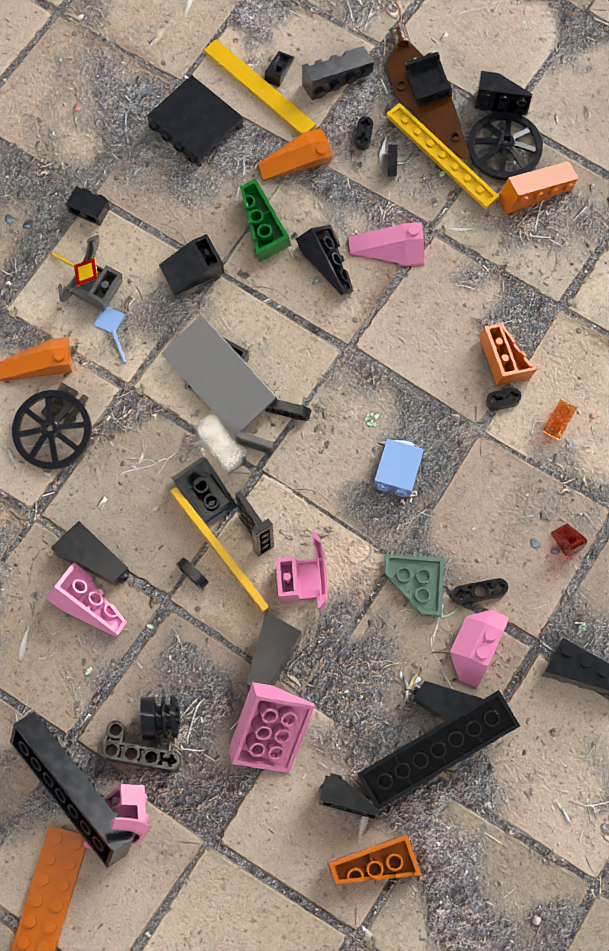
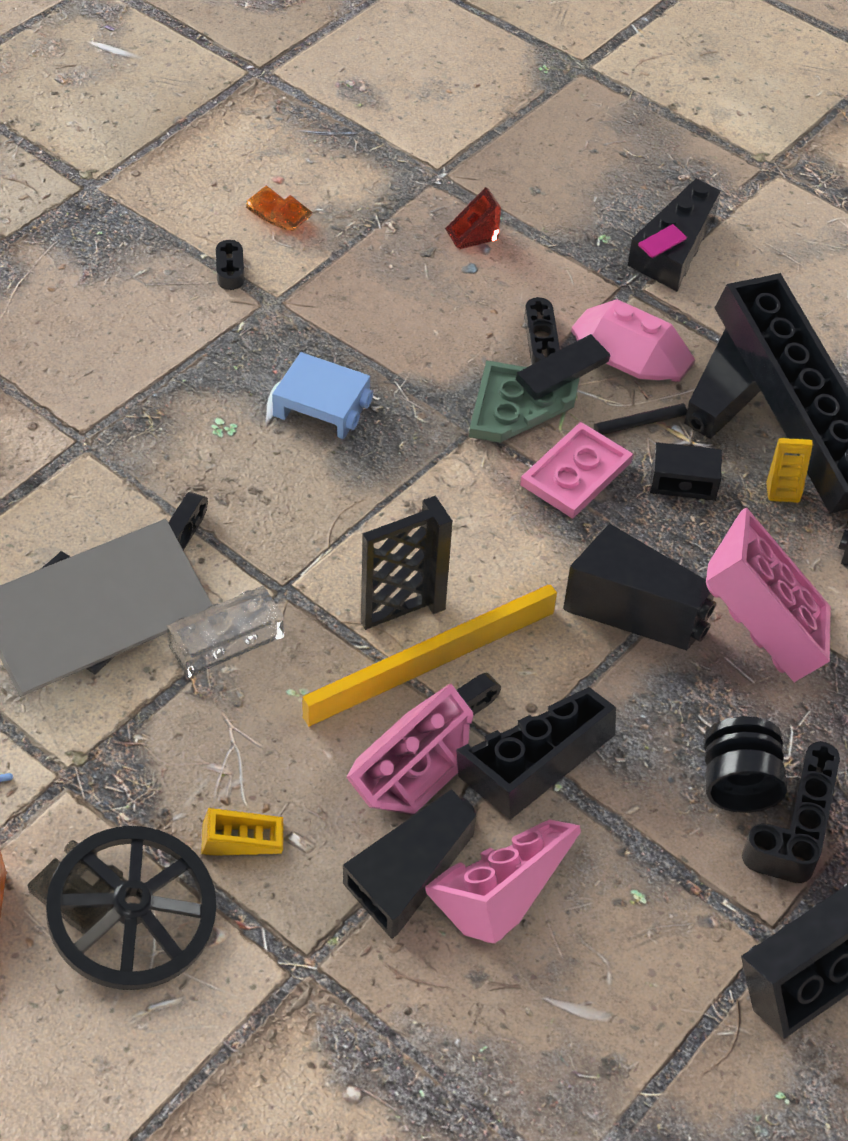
camera: 85 degrees left, 20 degrees down
(99, 458) = (227, 844): none -> yellow slope
(148, 546) = (414, 755): none -> bright pink wedge
(159, 610) = (533, 756): none -> black wedge
(204, 491) = (303, 660): black slope -> none
(255, 442) = (236, 575): dark grey tile -> none
(303, 578) = (503, 542): bright pink piece -> none
(367, 619) = (576, 469): none -> bright pink plate
(375, 683) = (686, 471): none -> black brick
(378, 744) = (789, 472): none -> yellow slope
(417, 655) = (641, 419): none -> black bar
(442, 603) = (562, 367): none -> black tile
(503, 355) = (158, 245): orange wedge -> none
(561, 656) = (662, 241): none -> dark pink window

